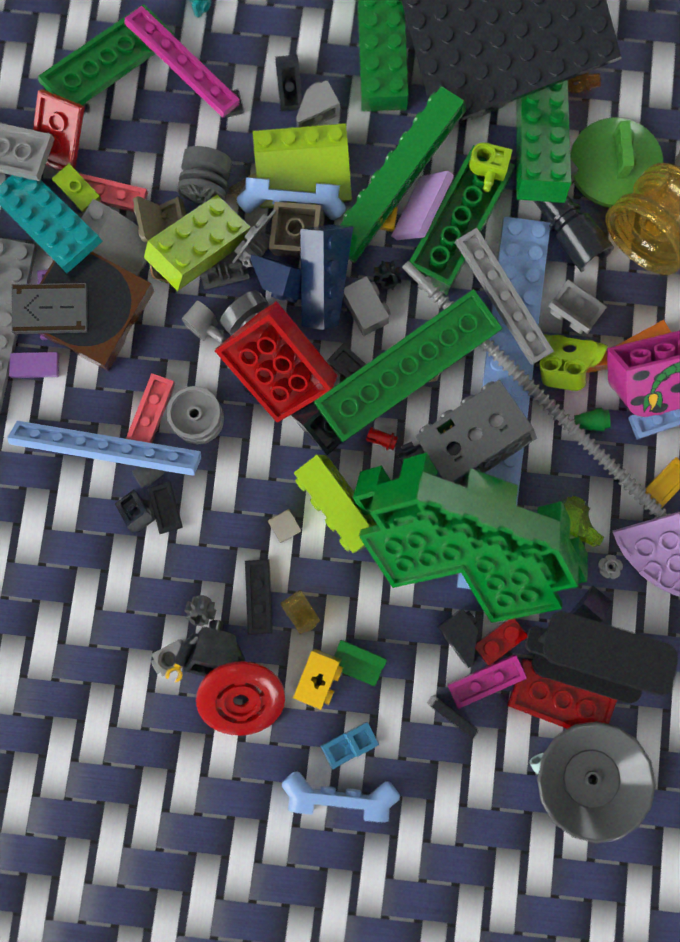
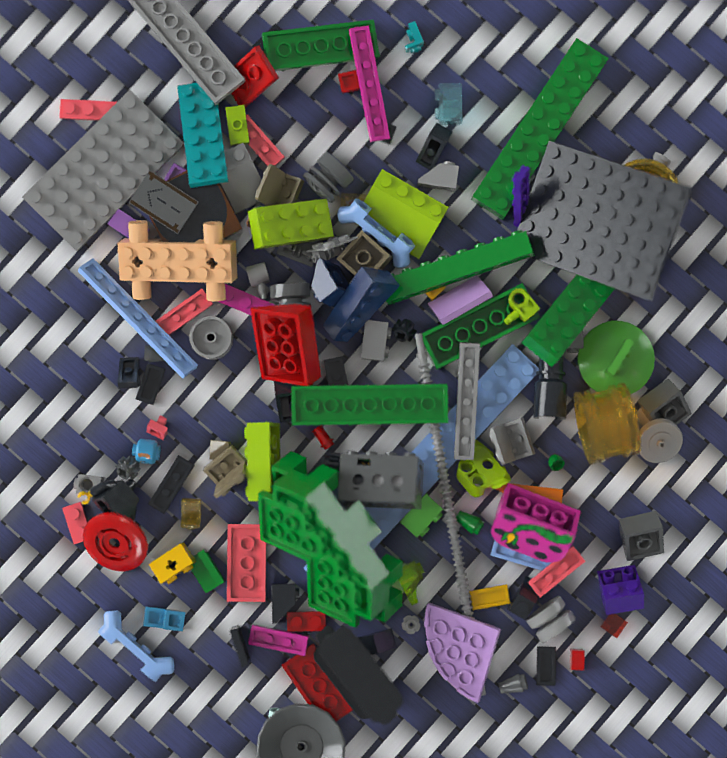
camera: 30 degrees right, 5 degrees up
(104, 357) = (177, 260): none -> light nougat piece
(161, 77) = (349, 81): none -> red plate
(183, 706) = (76, 521): none -> coral plate
(196, 361) = (241, 300): none -> dark pink plate
(203, 548) = (158, 428): none -> coral tile
(208, 579) = (146, 451): none -> dark azure head
(275, 32) = (449, 103): none -> clear light blue brick
(307, 540) = (226, 470): none -> dark tan bracket
(395, 624) = (246, 564): none -> coral plate
(408, 52) = (521, 193): none -> dark purple plate
(540, 454) = (418, 519): none -> bright green brick
(633, 301) = (556, 462): none -> green hinge

